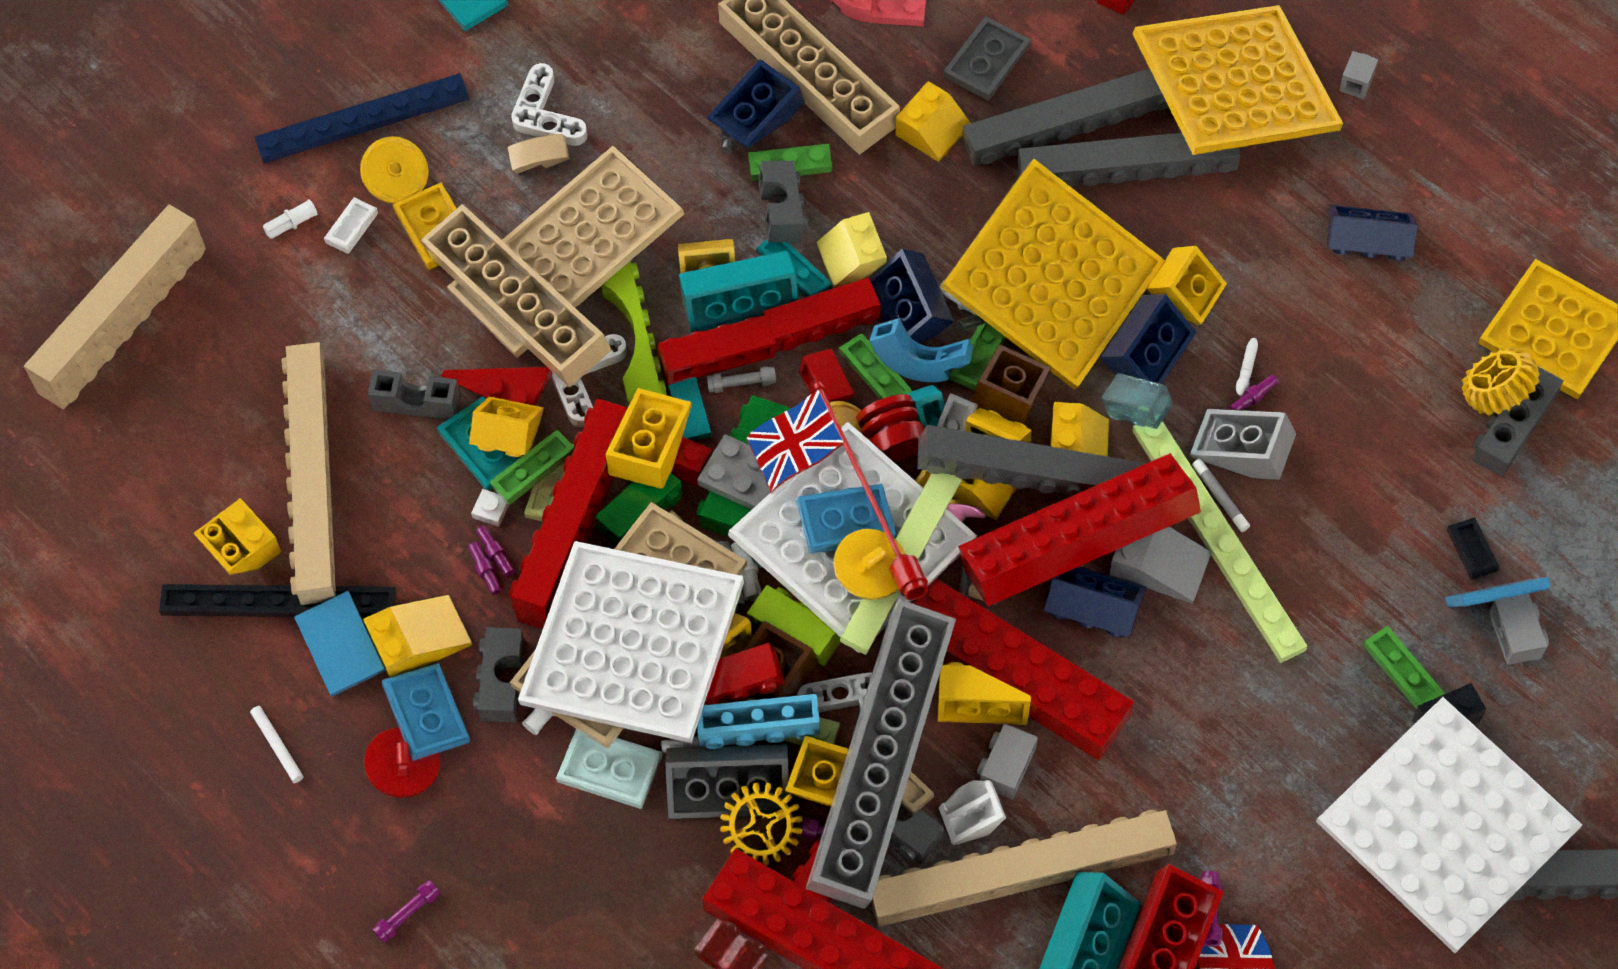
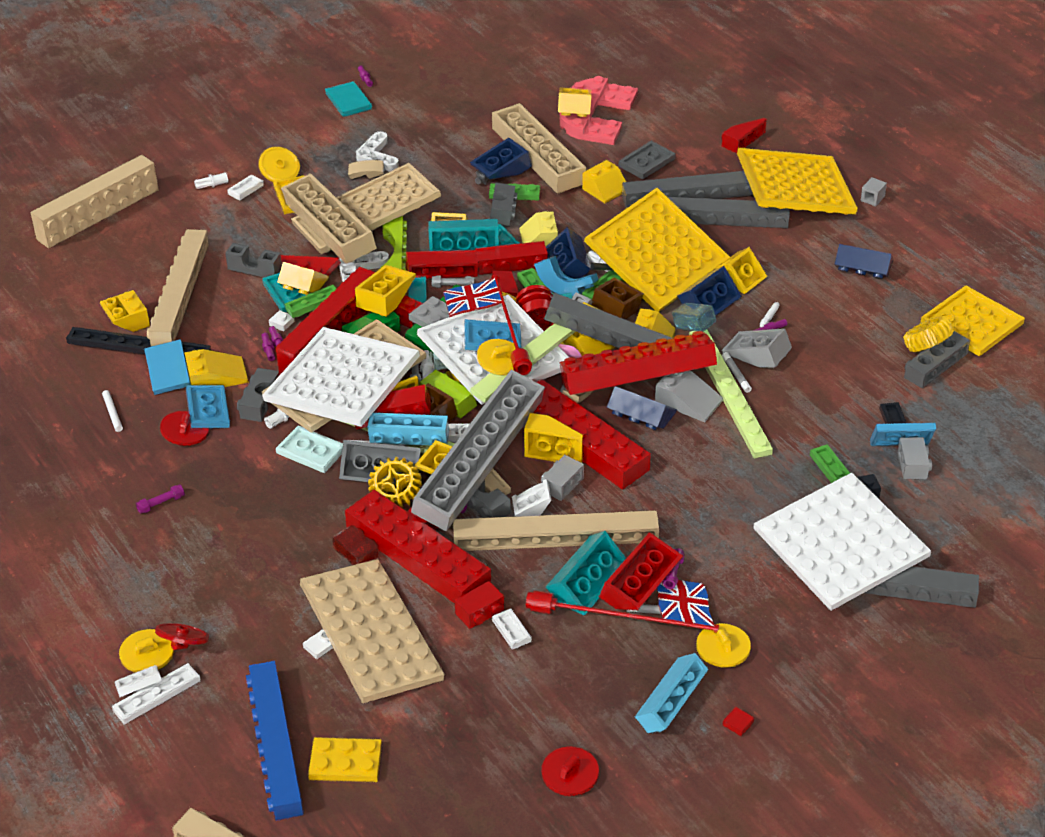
camera: 10 degrees right, 20 degrees down
(361, 118) = (259, 145): dark blue plate -> none

